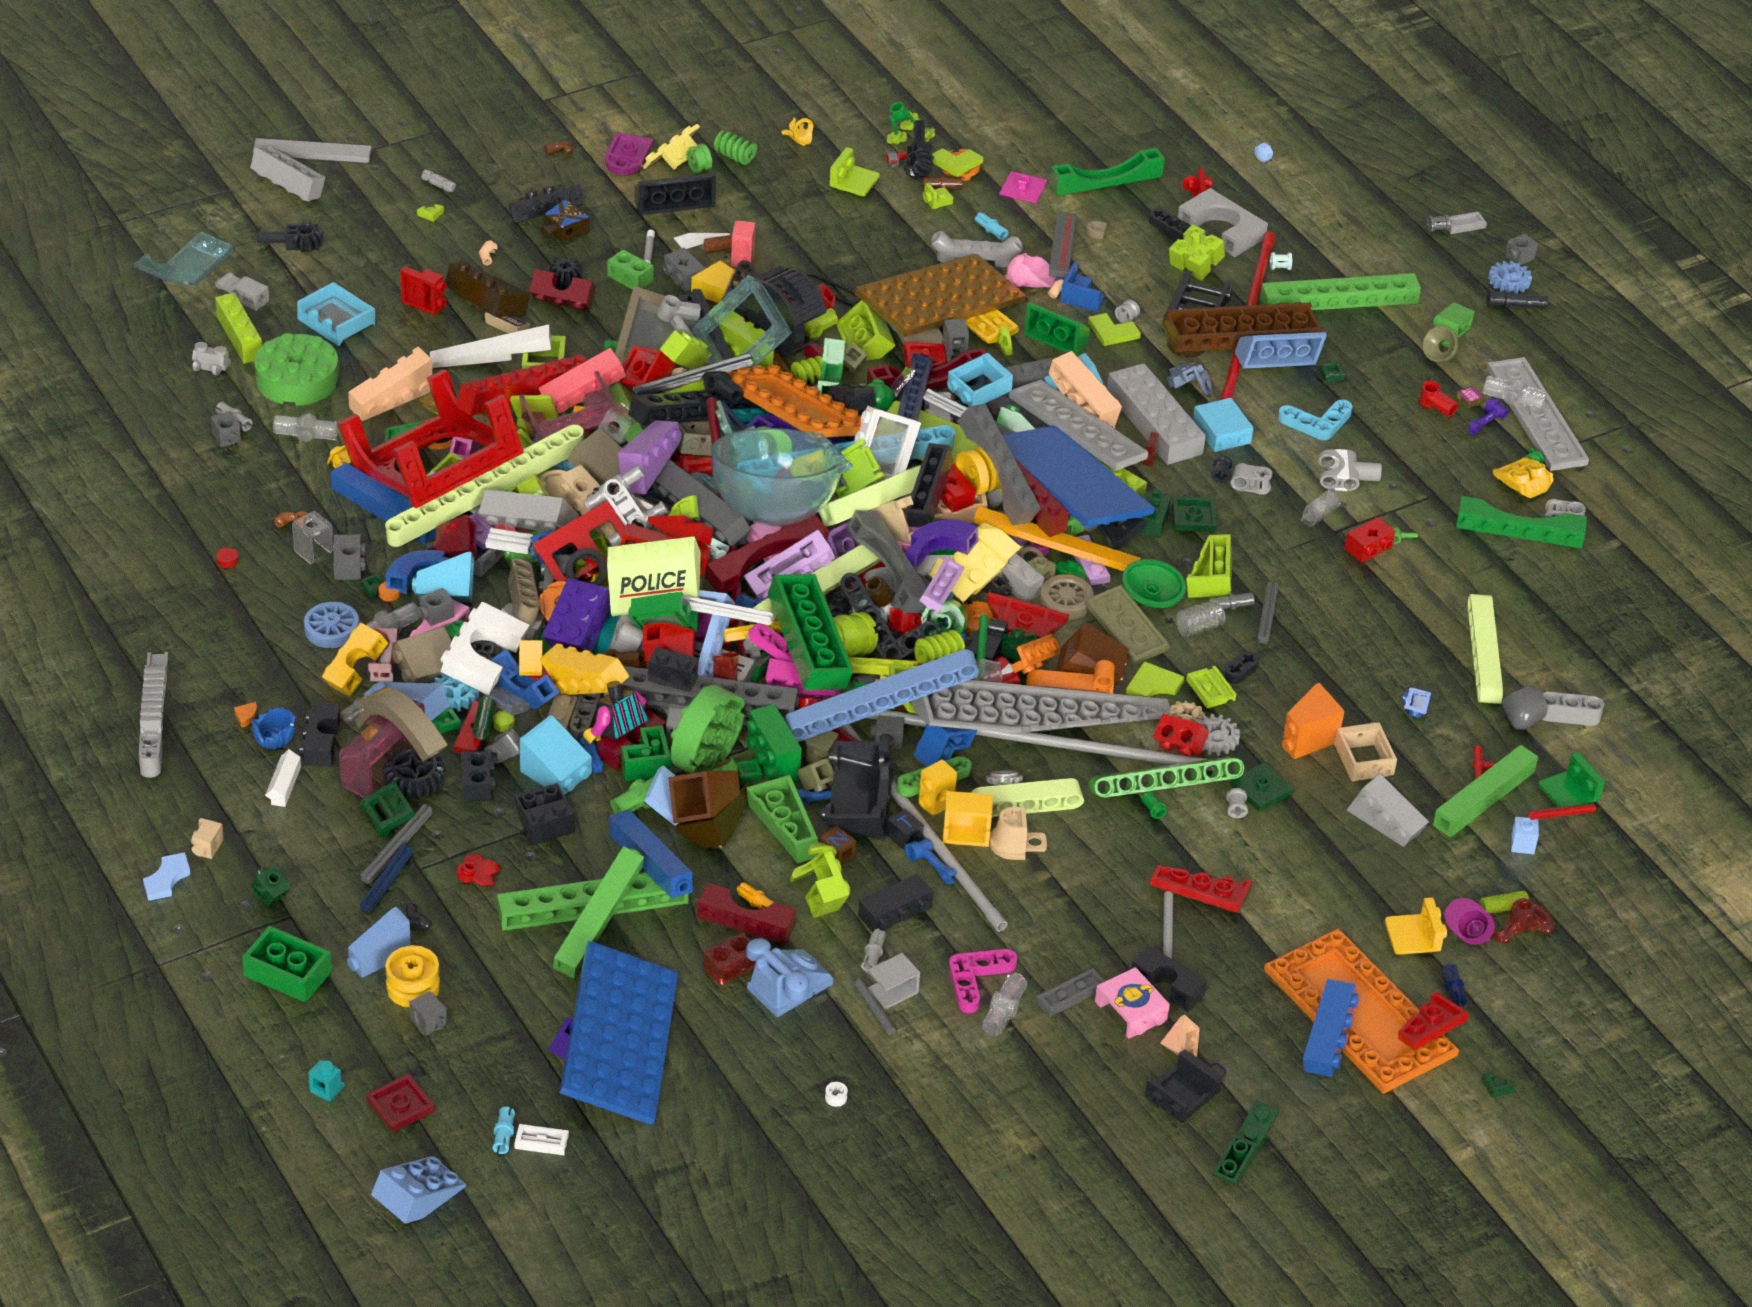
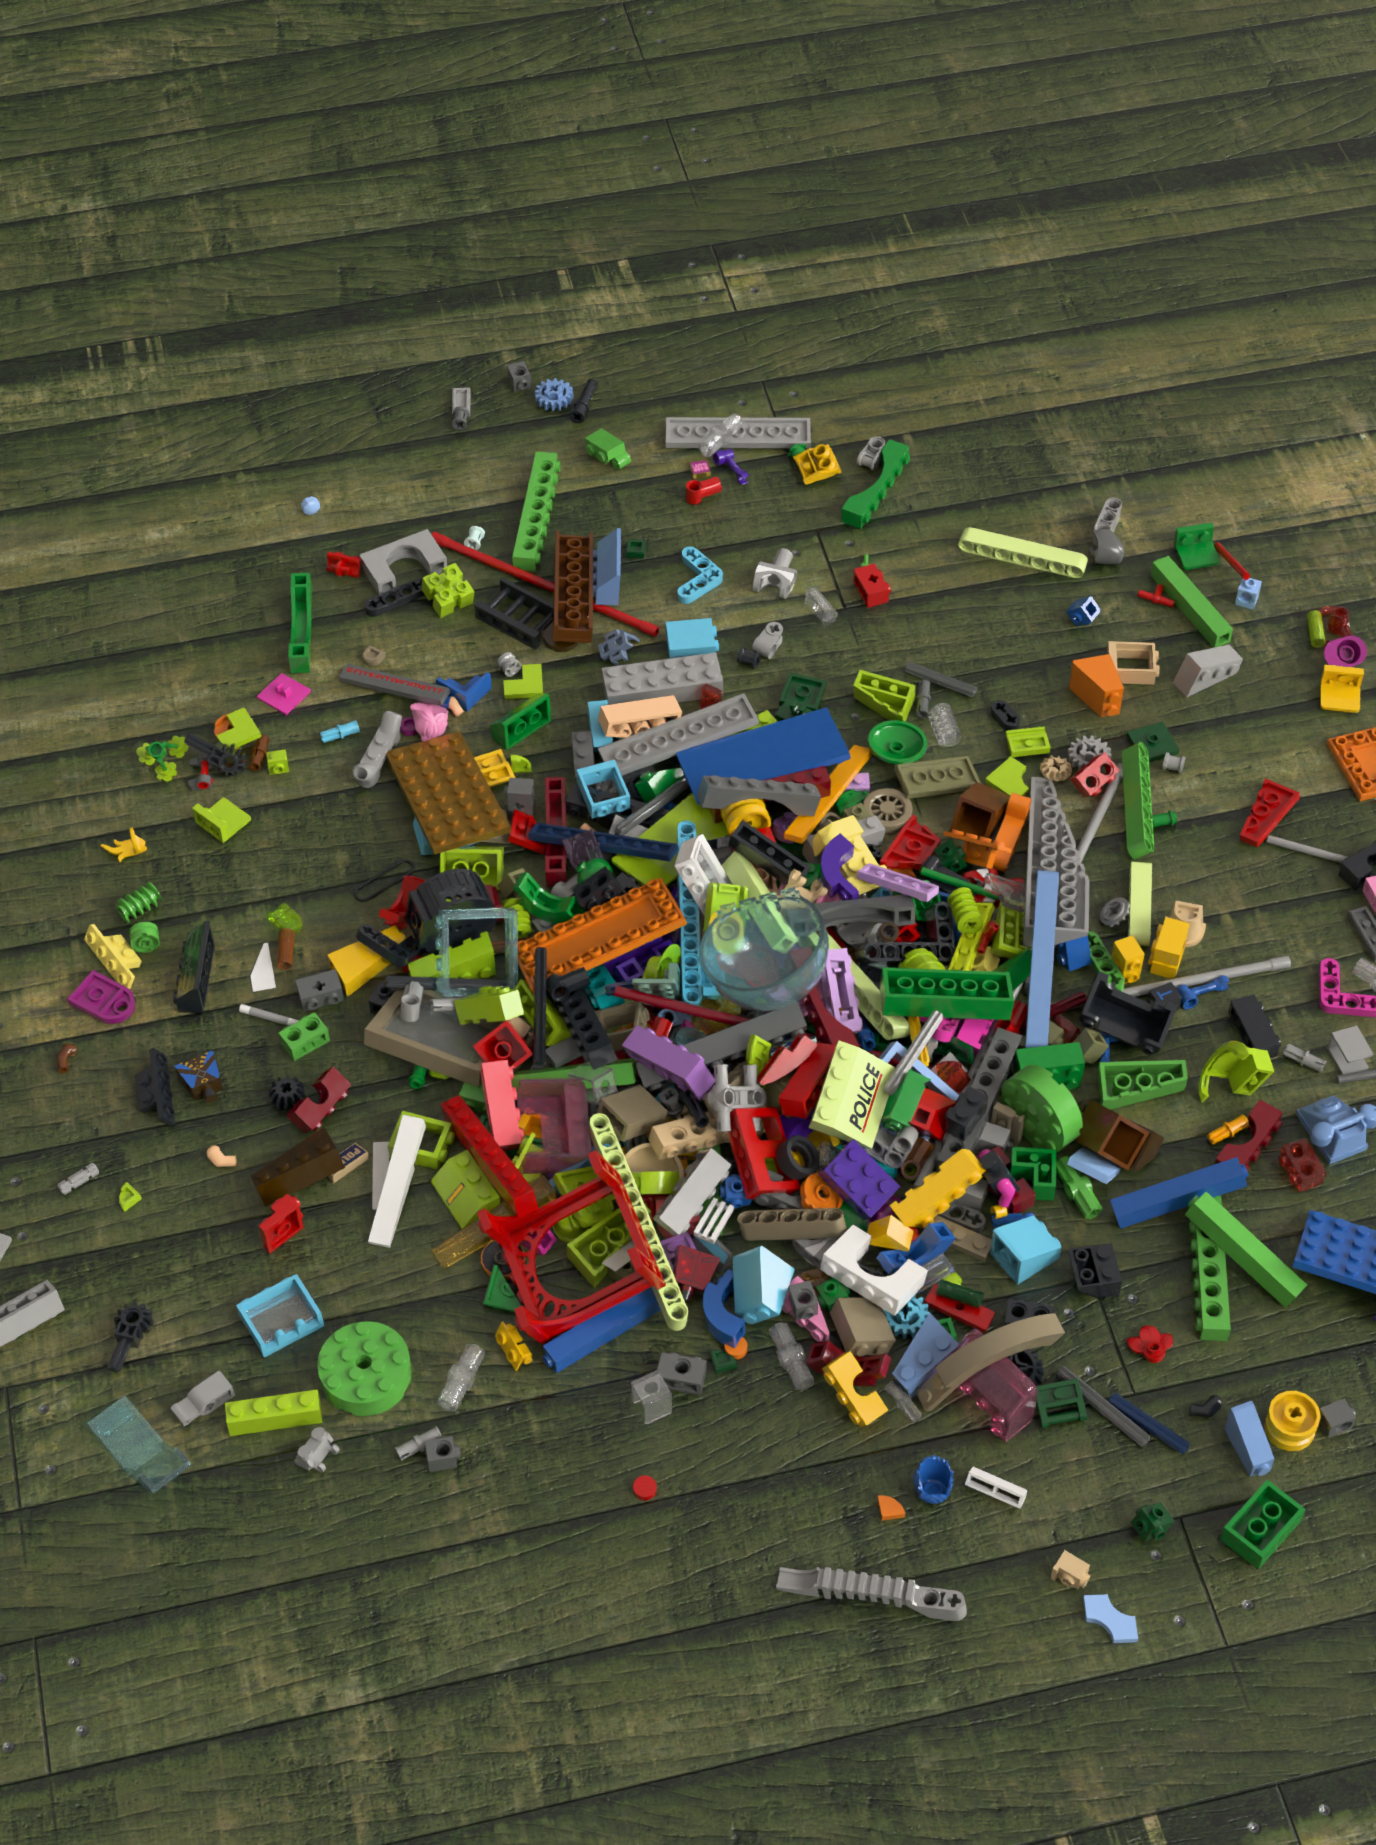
camera: 70 degrees left, 10 degrees up
(286, 517) = (596, 1419): dark orange arm -> none
(323, 724) = (957, 1451): black arch -> none
(330, 624) = (777, 1406): medium blue wheel -> none
(392, 386) = (428, 1282): light nougat wedge -> none
(505, 746) = (996, 1287): dark grey piece -> none
(743, 242) = (308, 929): coral brick -> none
(762, 236) = (290, 920): none -> clear neon green plate
(842, 842) = (1176, 1050): reddish brown brick -> none
(1433, 340) = (643, 464): olive piece -> none

